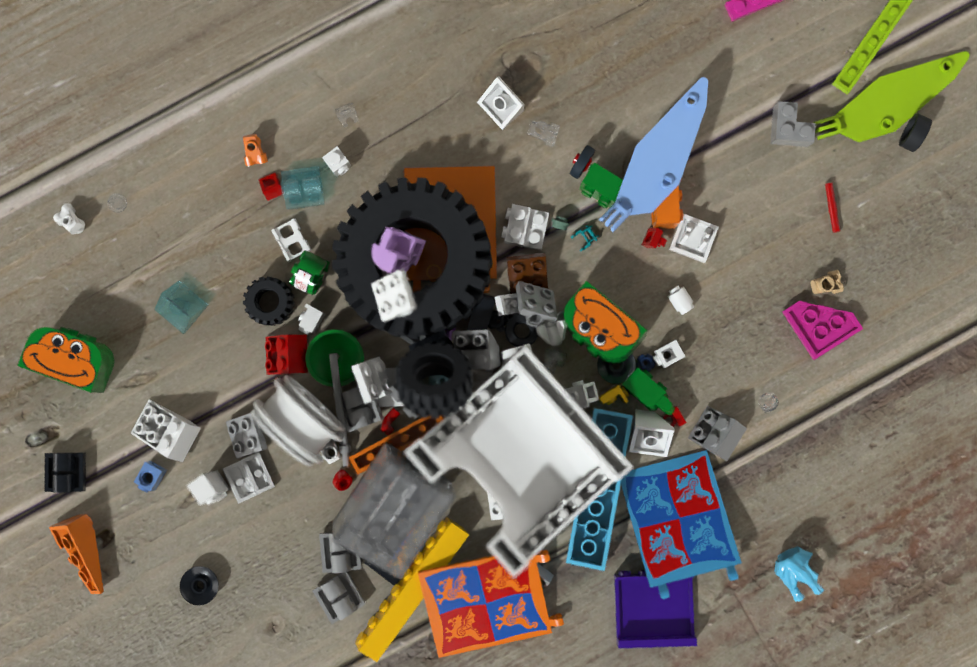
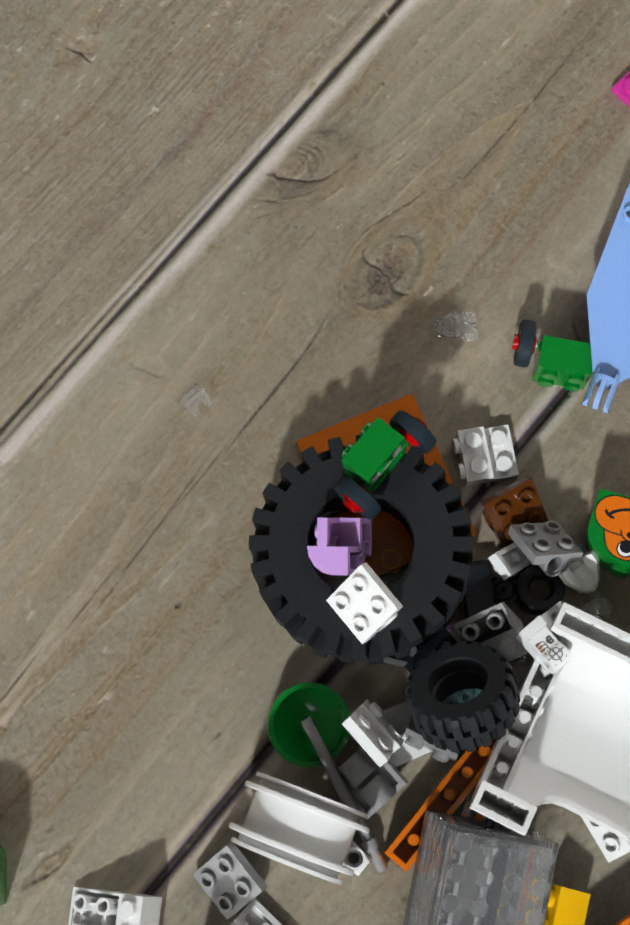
camera: 25 degrees left, 10 degrees down
(180, 306) = (69, 740): clear light blue slope -> none
(253, 155) = (93, 500): orange plate -> none
(253, 297) = (176, 663): black tyre -> none
(270, 186) = (131, 532): red slope -> none
(284, 243) = (178, 599): white piece -> none
(286, 354) = (240, 747): red slope -> none
(302, 188) = (174, 517): clear light blue plate -> none
(309, 272) = (229, 624): green brick -> none
(310, 320) = (254, 687): white brick -> none
(337, 161) = (207, 465): white brick -> none
(342, 480) = (384, 890): red tile -> none
(388, 419) = (412, 787): red arm -> none
(441, 202) = (375, 456): none -> brick
(501, 103) = (389, 310): white slope -> none
(501, 368) = (544, 645): none -> white leg
(560, 223) = (528, 431): sand green plate -> none
(594, 237) = (575, 444): teal piece -> none

